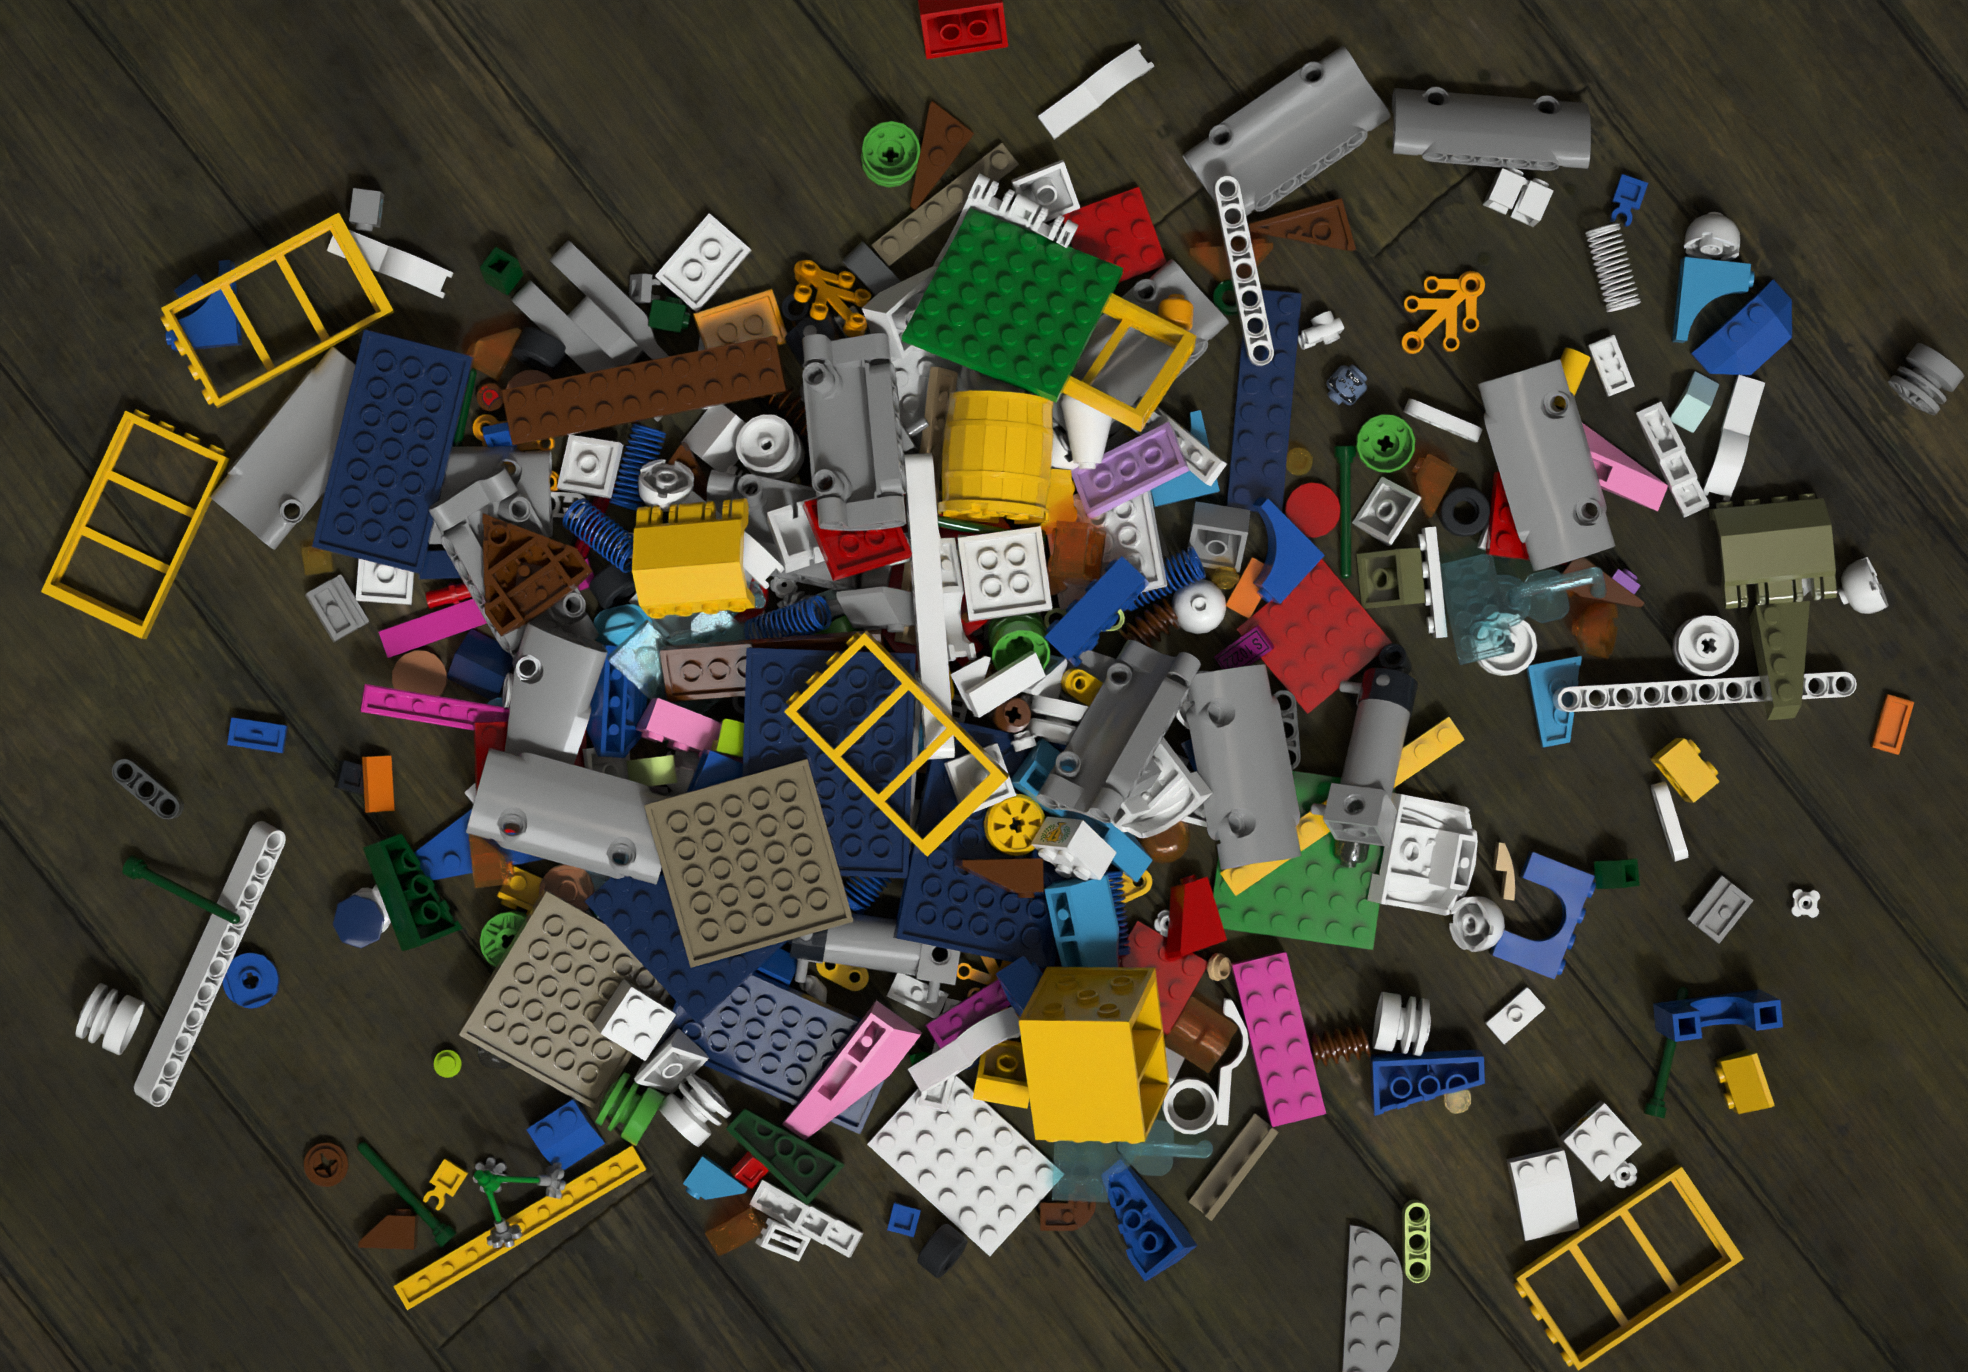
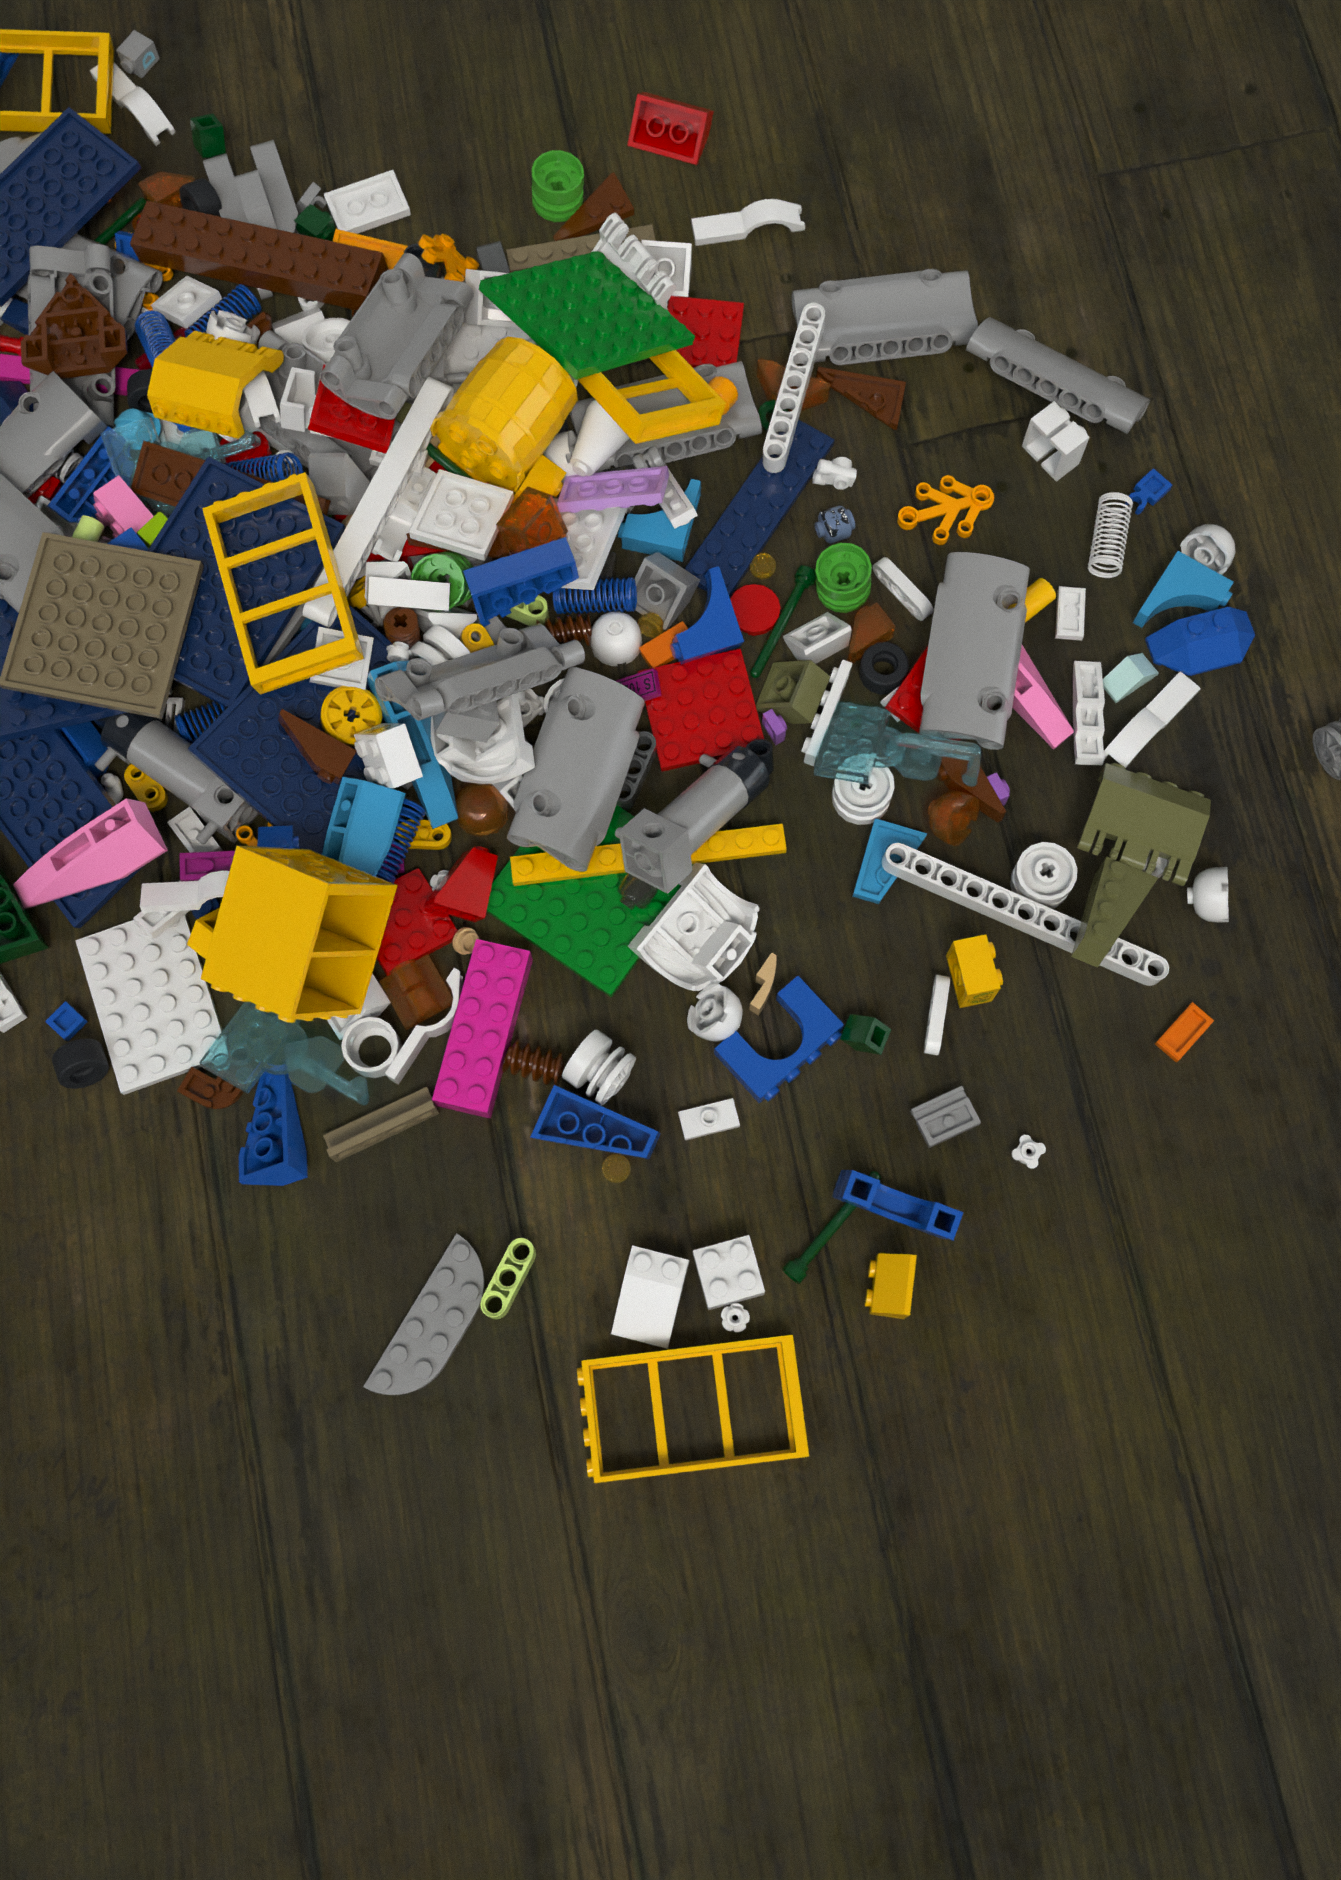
camera: 30 degrees right, 15 degrees down
(1392, 620) = (774, 726): none -> medium lavender plate

